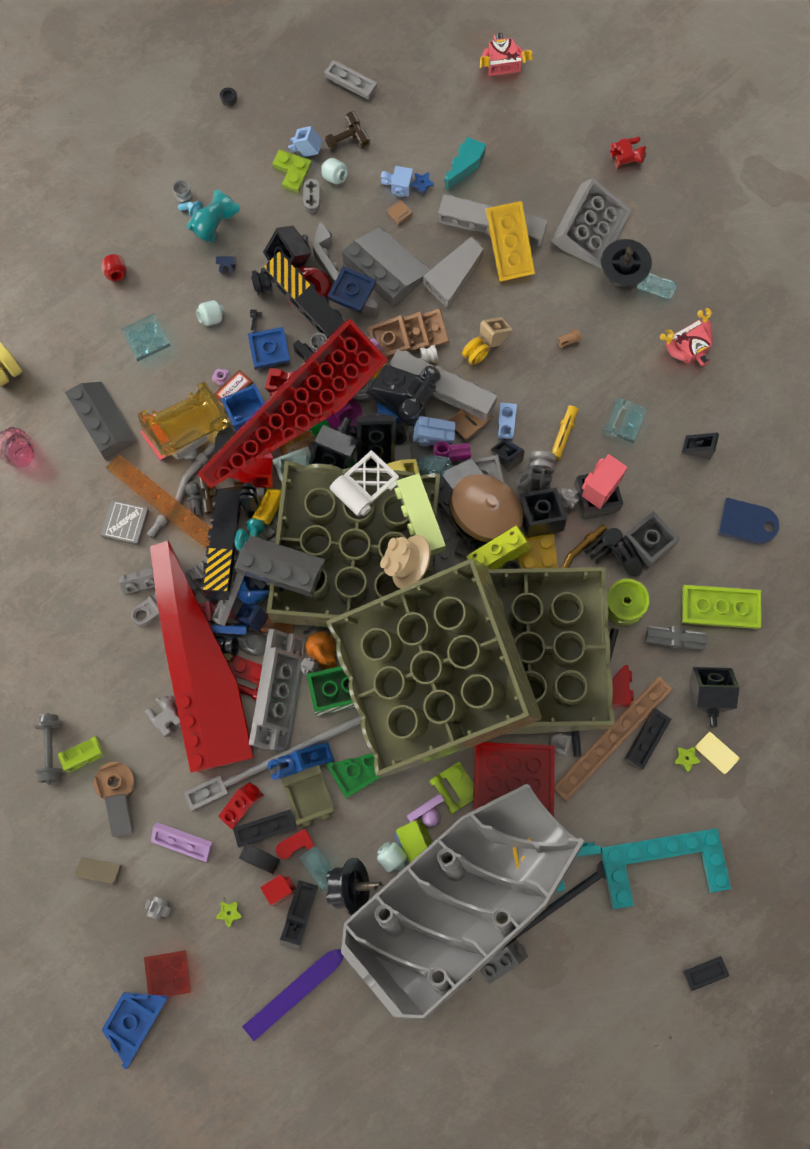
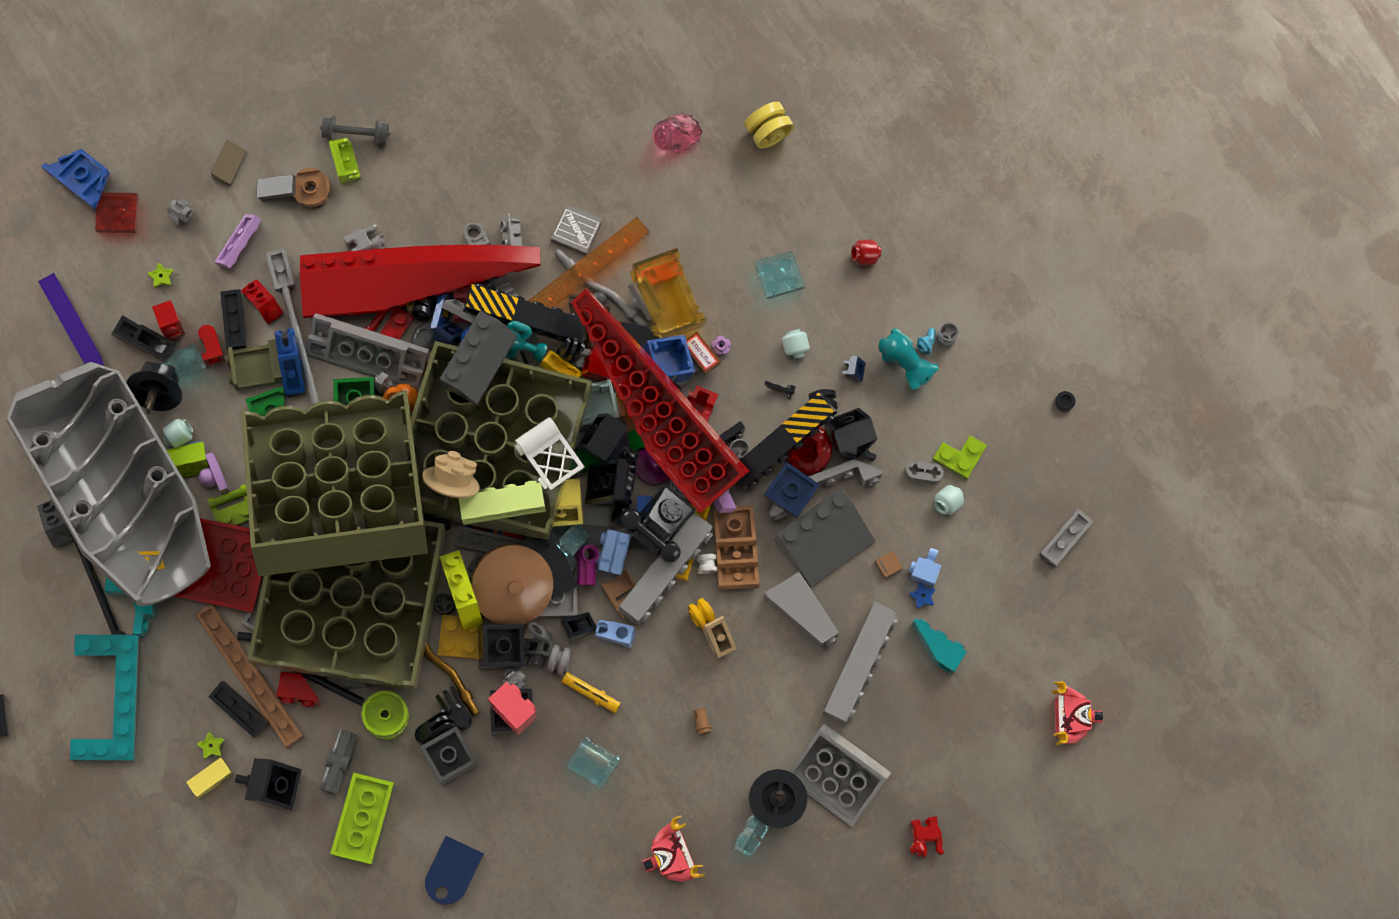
camera: 90 degrees right, 0 degrees up
(101, 417) = (694, 218): dark grey slope -> none
(259, 858) = (203, 308): black tyre -> none
(269, 348) = (745, 398): blue plate -> none
(306, 141) = (988, 474): light blue brick -> none
(353, 131) = (998, 530): dark brown bar -> none
(510, 240) = (824, 673): yellow hinge -> none
(701, 445) = (548, 837): black slope -> none

